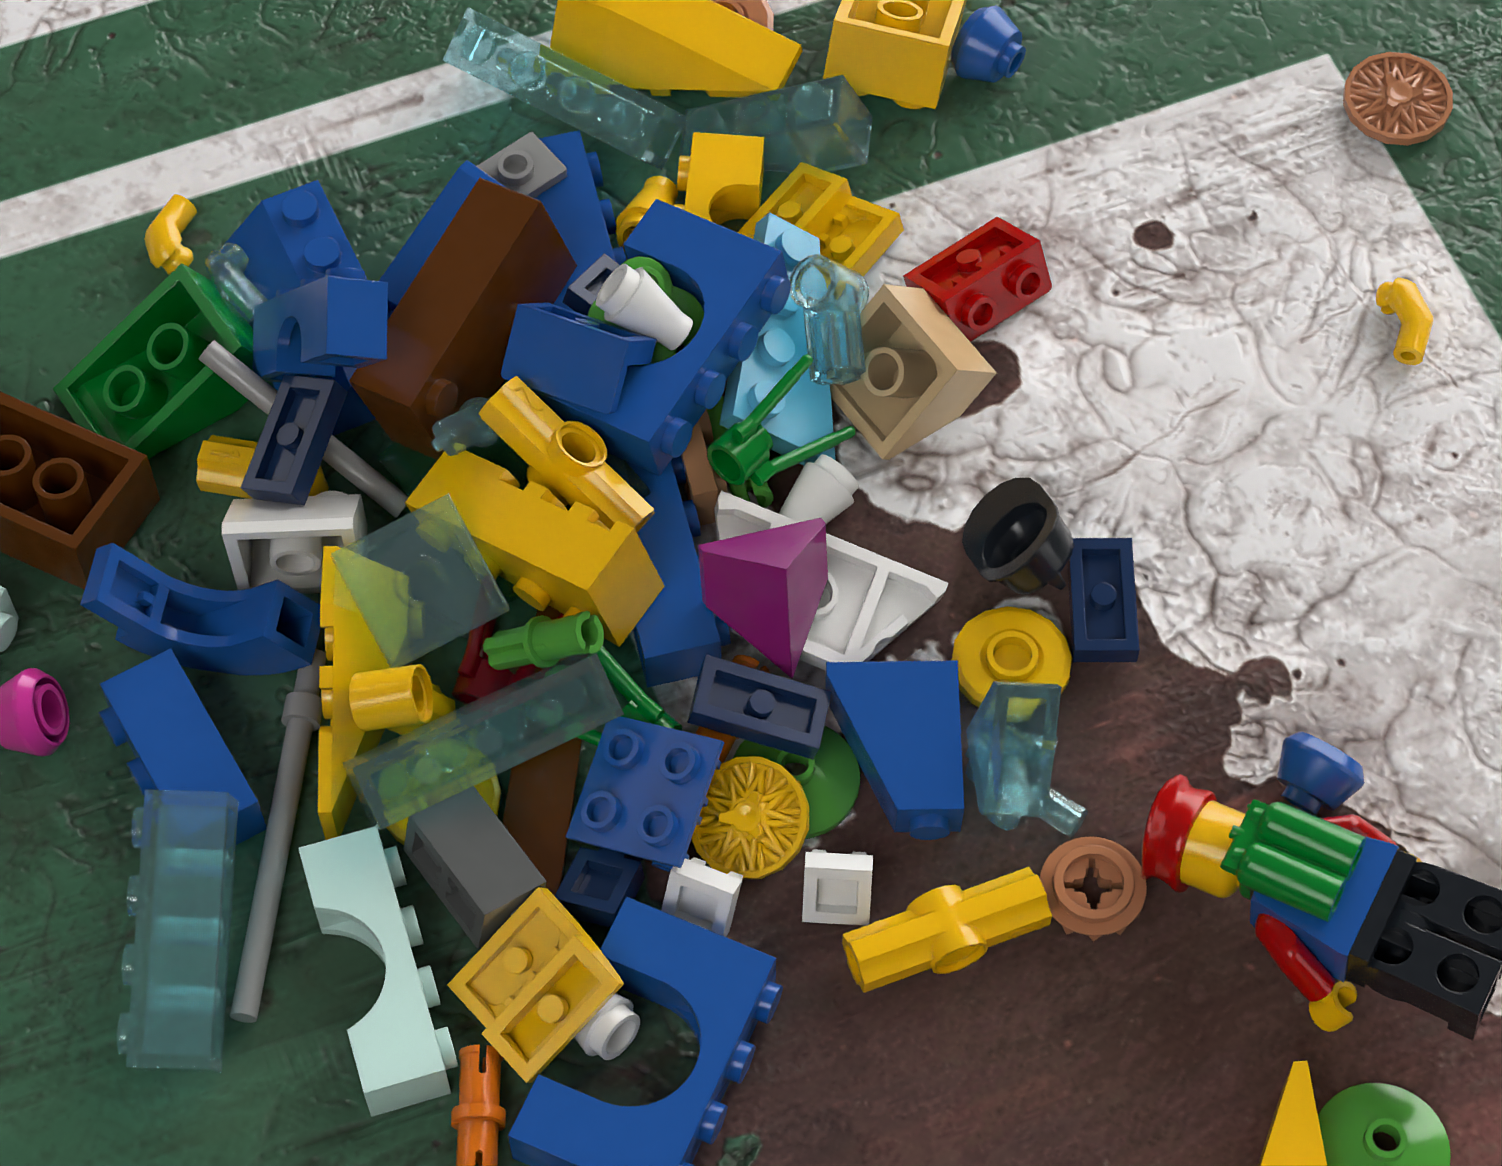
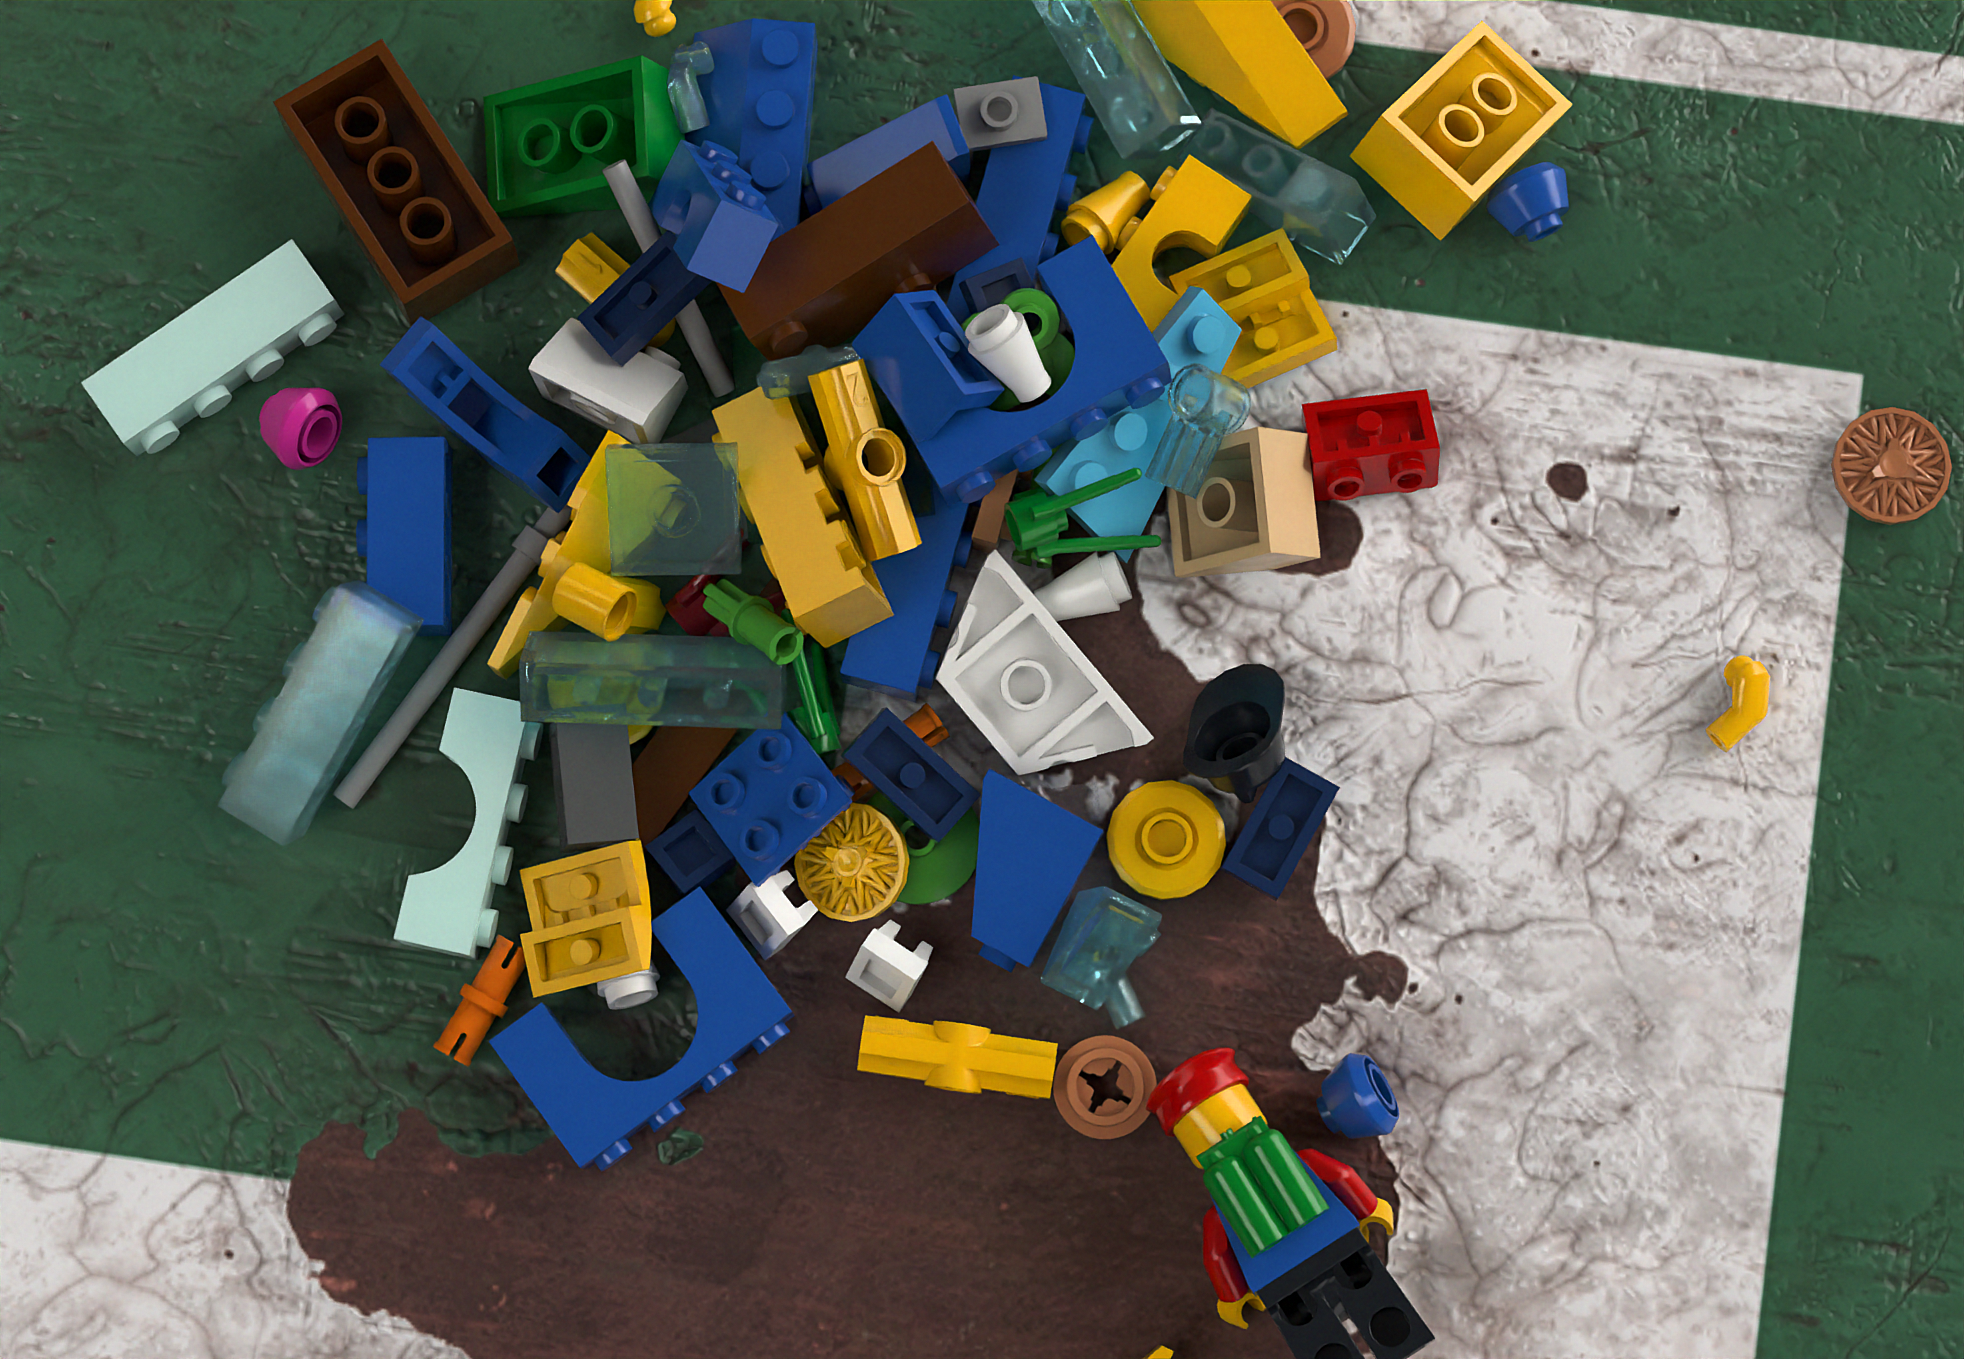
camera: 30 degrees right, 20 degrees up
(768, 586) = (982, 669): magenta slope -> none

